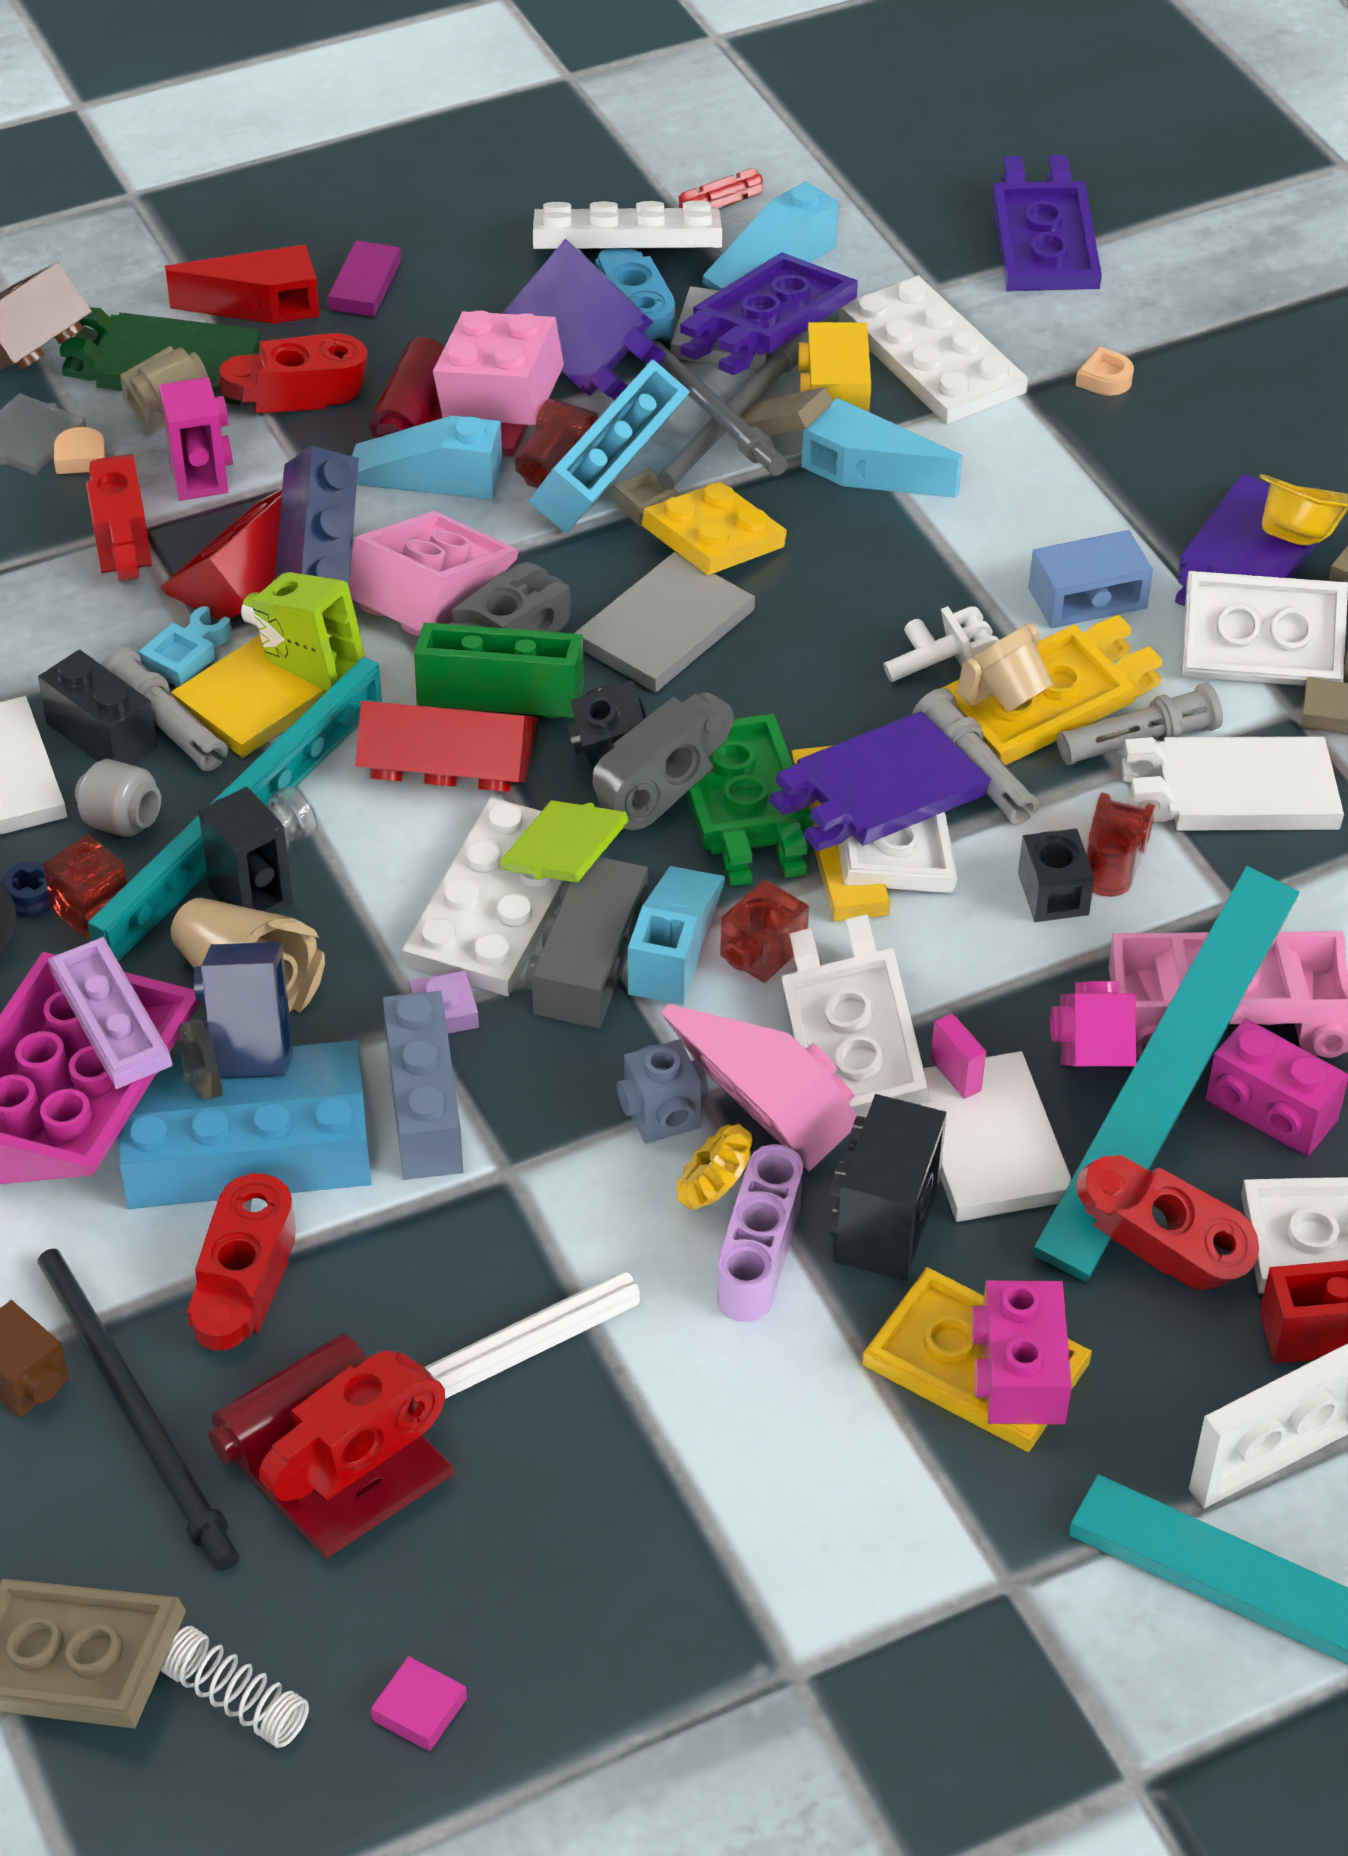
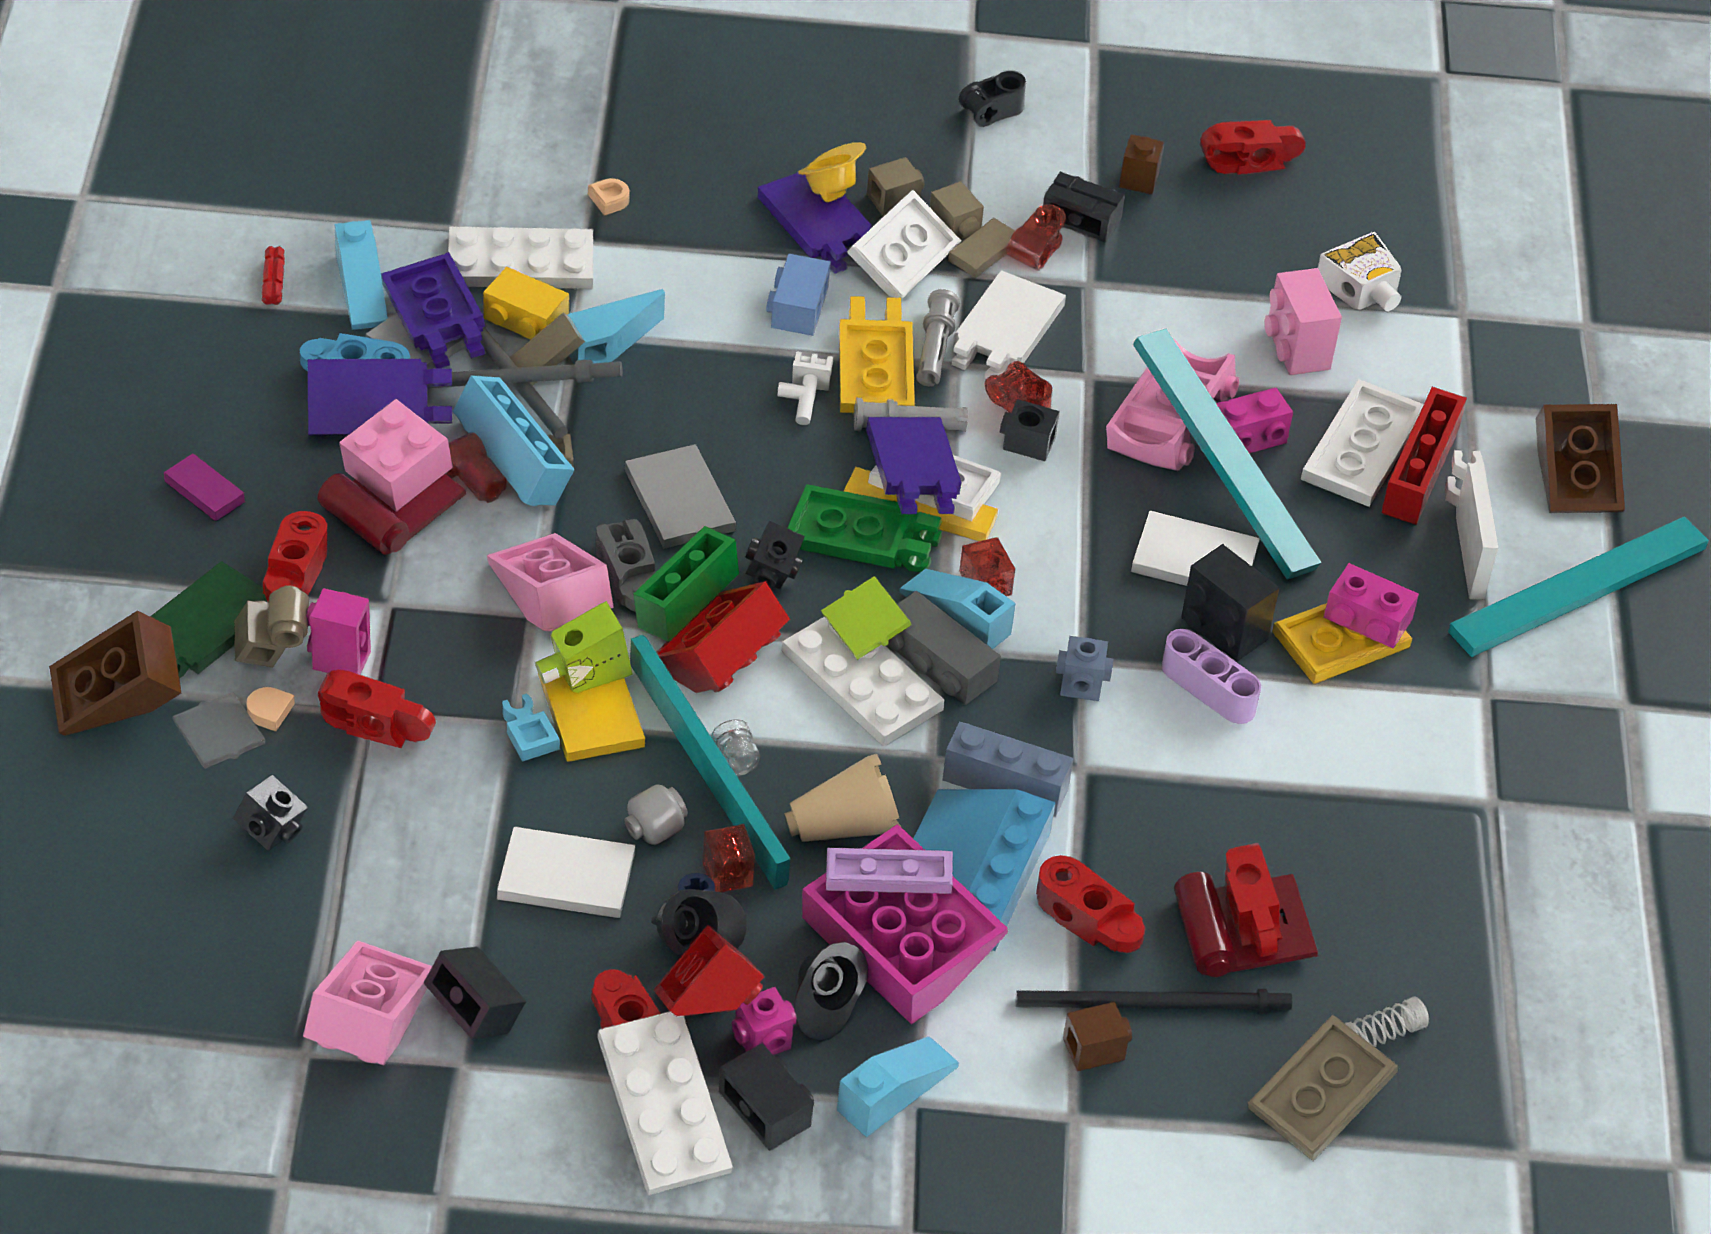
camera: 65 degrees left, 0 degrees up
(97, 710) = (566, 793): black brick -> none
(166, 710) = (562, 765): light grey pin -> none
(199, 1060) = (943, 842): clear smoke tile -> none
(233, 563) = (462, 656): red slope -> none
(246, 853) = (772, 765): black brick -> none
(246, 1008) = (923, 806): brick -> none
(249, 286) = (176, 542): red slope -> none
(317, 514) = (506, 607): dark blue brick -> none
(419, 1703) = (1431, 957): dark pink tile -> none
(436, 457) = (439, 532): medium azure slope -> none
(457, 996) = (933, 737): lavender plate -> none
(535, 1333) = (1215, 806): white axle -> none
(638, 227) = (281, 333): white plate -> none
(662, 758) = (827, 544): dark grey piece -> none
(714, 528) = (617, 432): yellow plate -> none
(714, 1167) = (1170, 681): yellow gear -> none
(772, 1079) = (1129, 614): bright pink slope -> none
(857, 1017) = (1086, 567): white tile -> none
(958, 1055) = (1151, 531): dark pink tile -> none
(1006, 670) = (874, 359): tan piece -> none
(1045, 229) = (448, 148): dark purple tile -> none
(1095, 1025) = (1177, 464): dark pink brick -> none
(1122, 1201) = (1322, 508): red piece -> none

